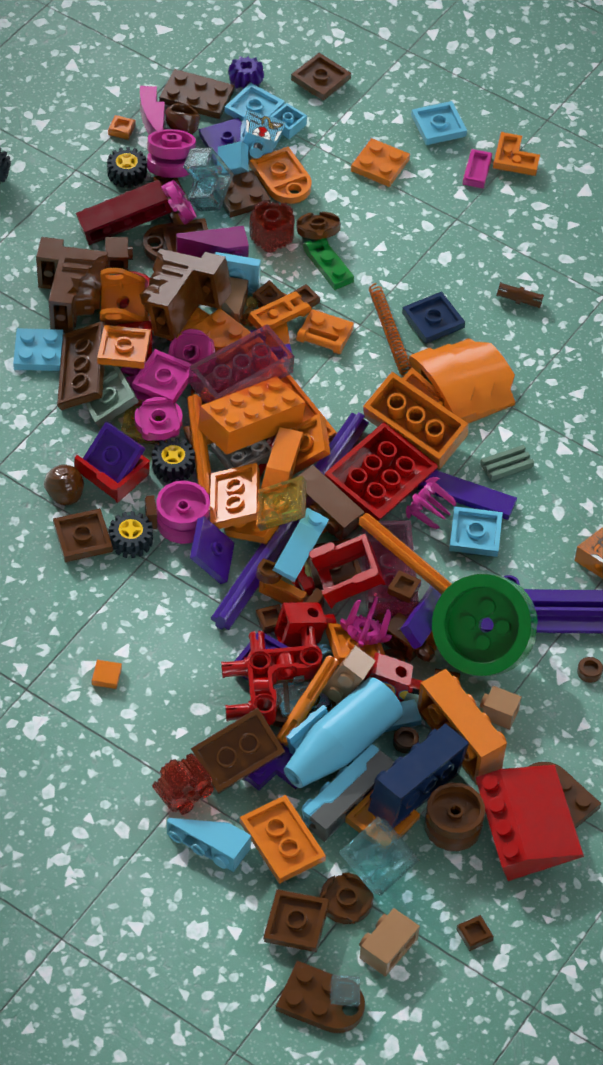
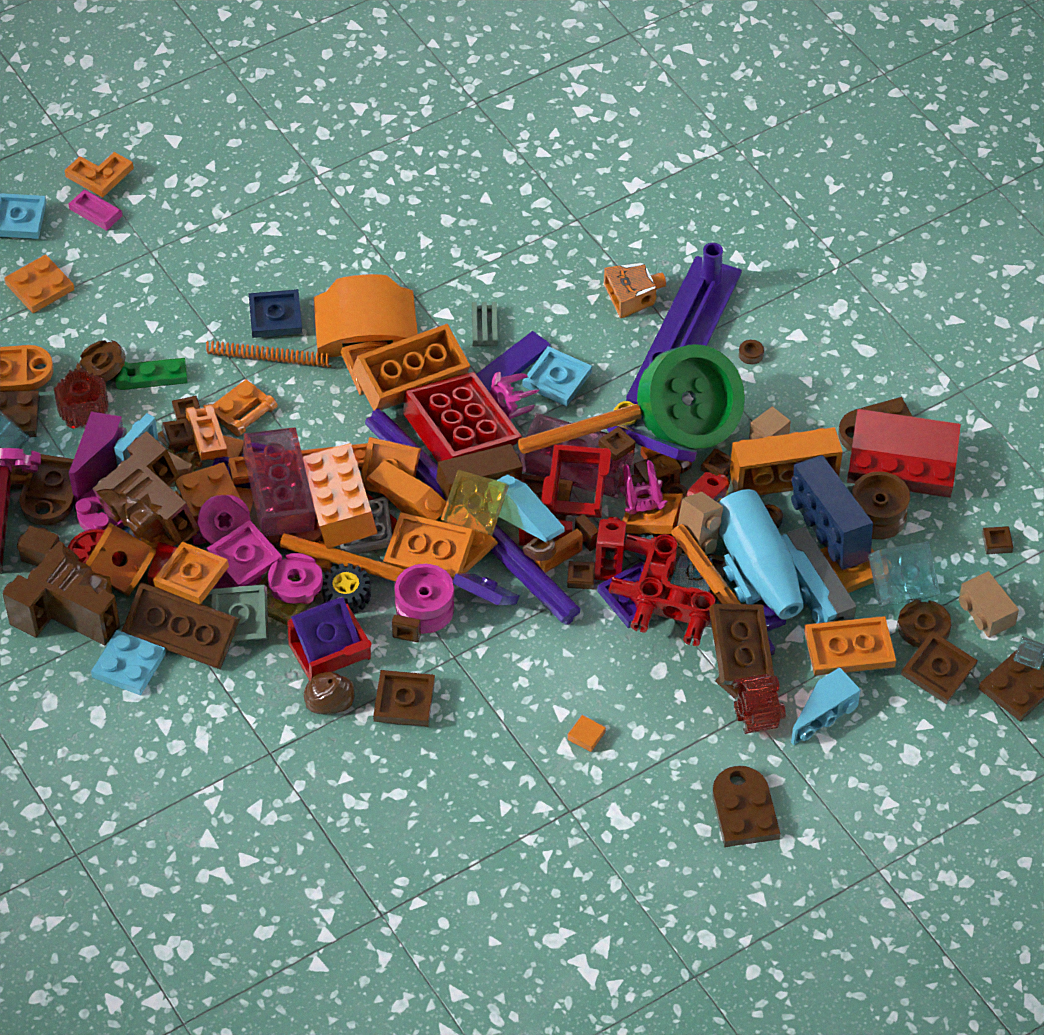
camera: 65 degrees left, 0 degrees up
(80, 813) = (746, 809): none -> reddish brown plate
(131, 534) = (418, 647): black wheel -> none
(520, 295) = (284, 236): reddish brown pin -> none

